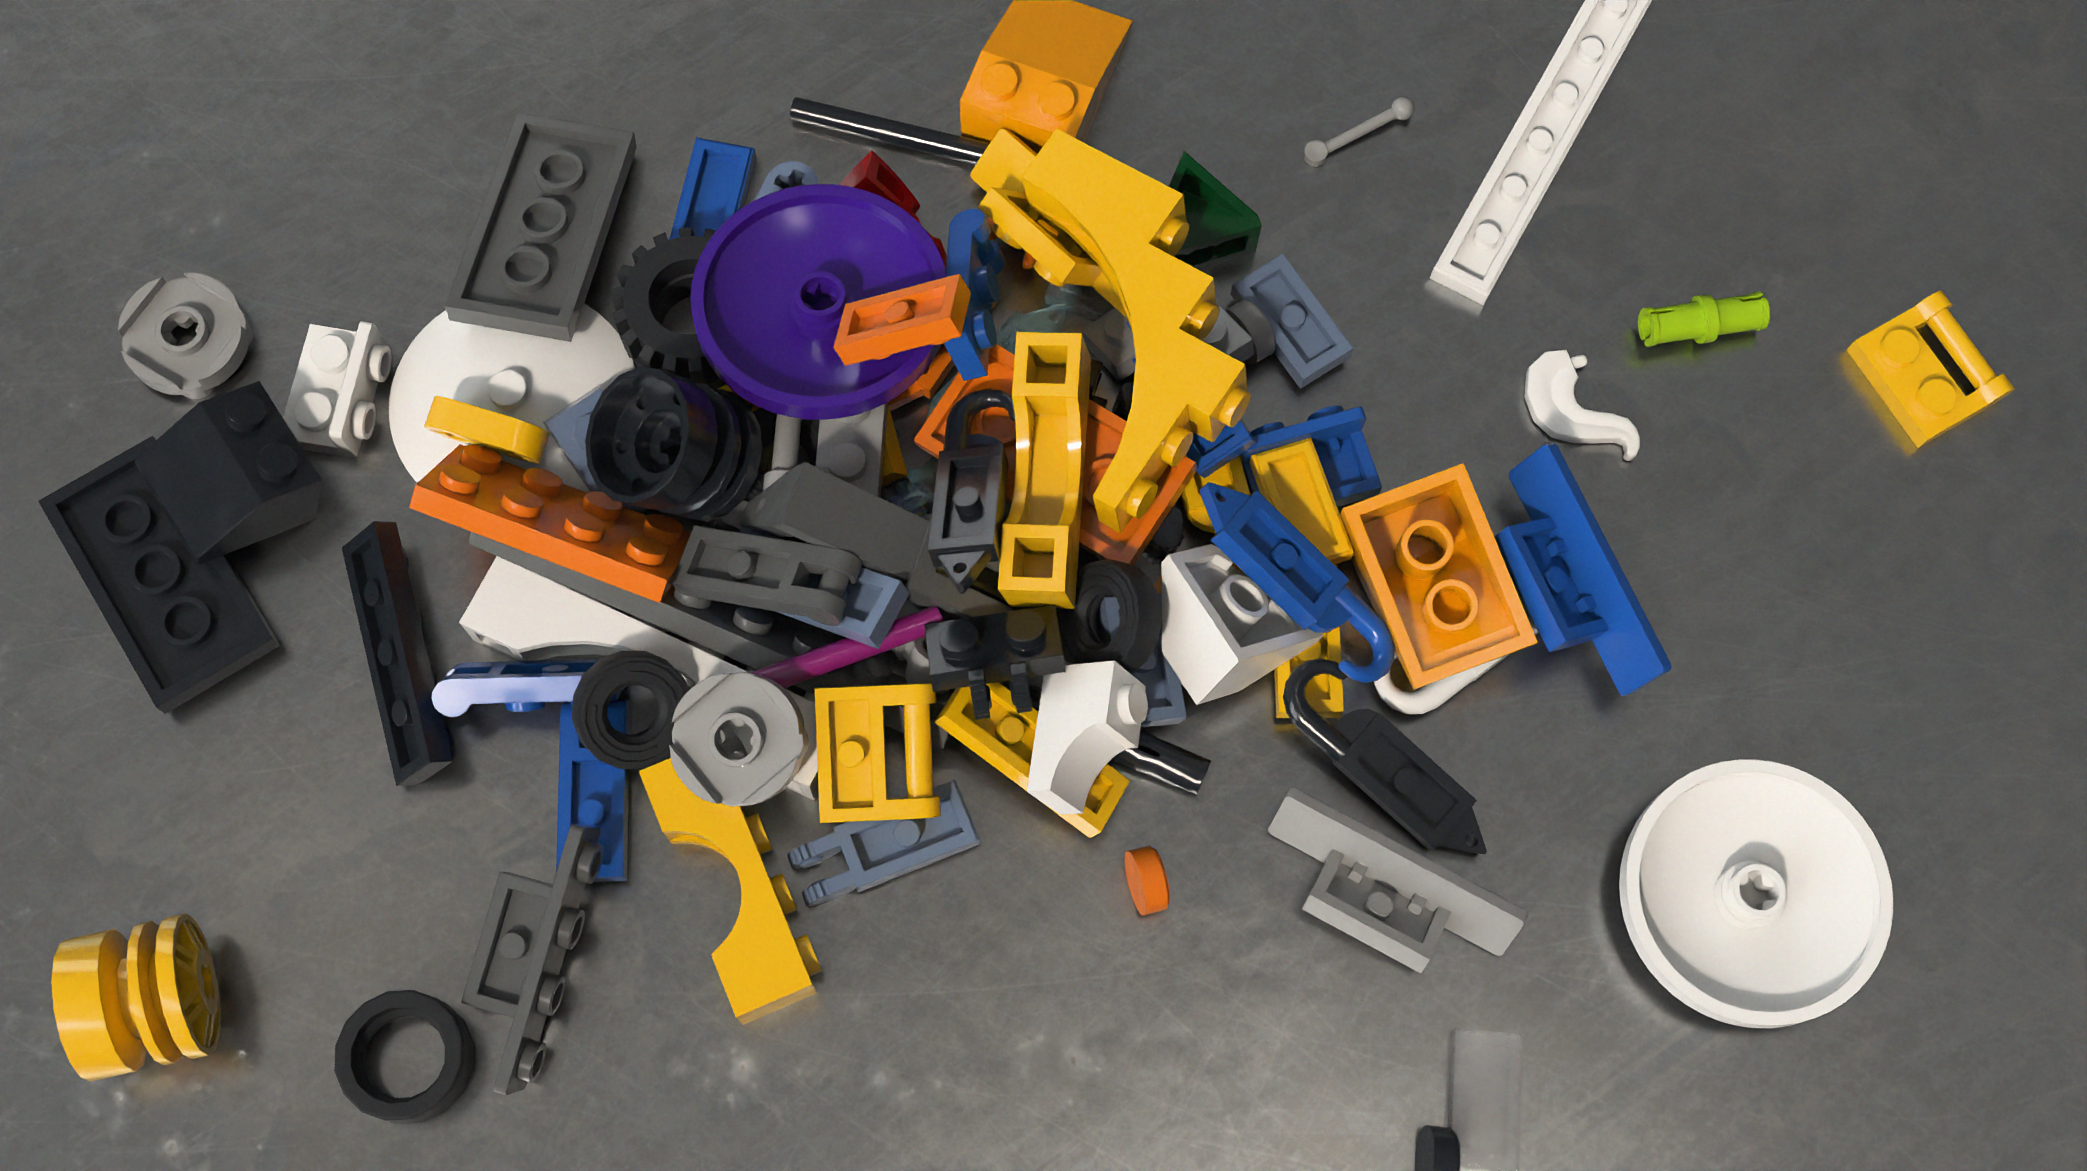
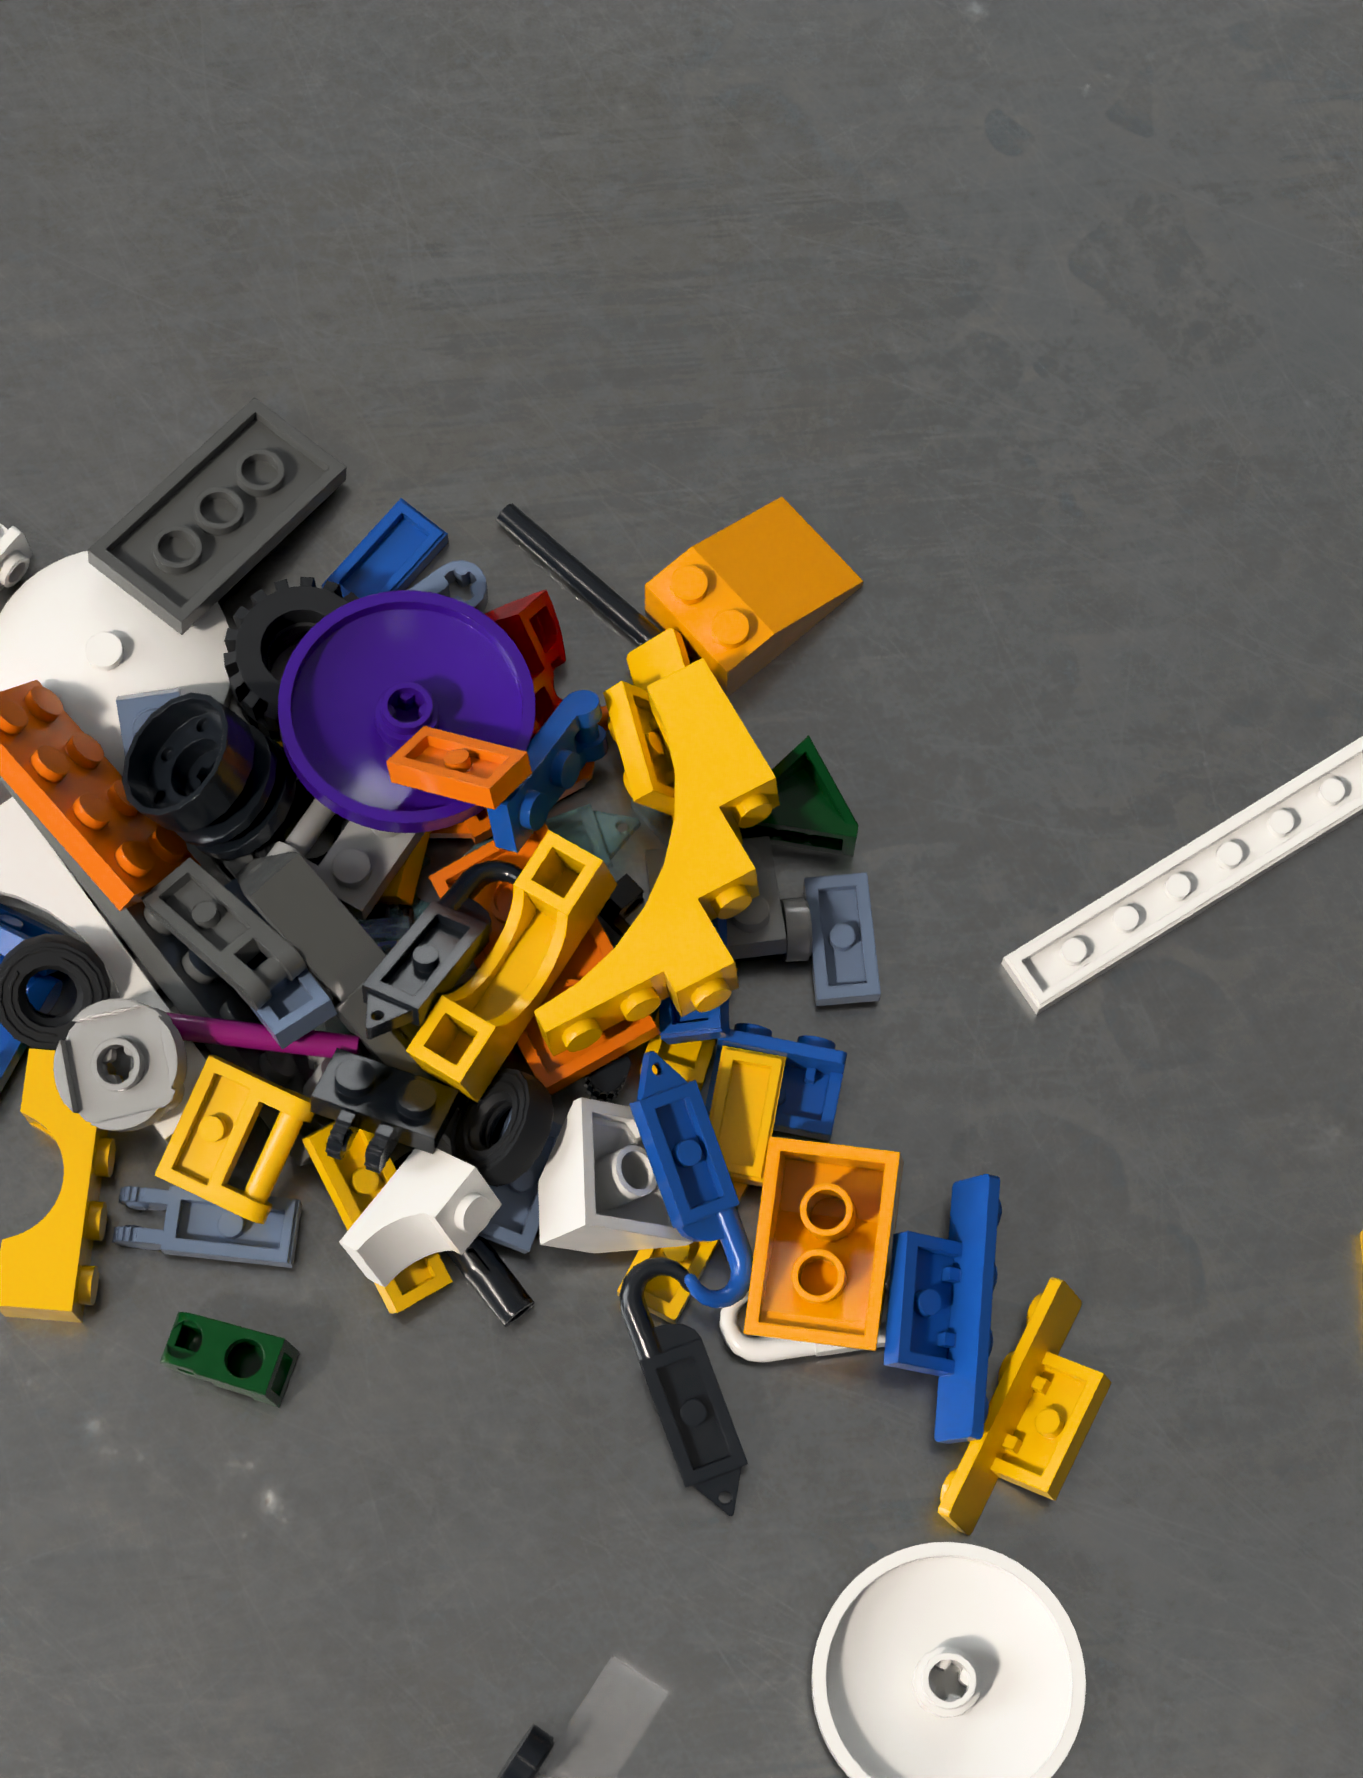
camera: 30 degrees right, 0 degrees up
(487, 429) = (64, 679): yellow beam -> none
(971, 950) = (231, 1357): none -> dark green leg
(1147, 880) = (416, 1377): orange tile -> none
(1316, 151) = (963, 791): light grey hinge -> none
(1388, 891) = (619, 1502): light grey bracket -> none
(1555, 410) = (1043, 1145): white piece -> none
(1697, 627) = (1033, 1416): none -> yellow bracket
(1703, 318) = (1231, 1133): lime pin -> none

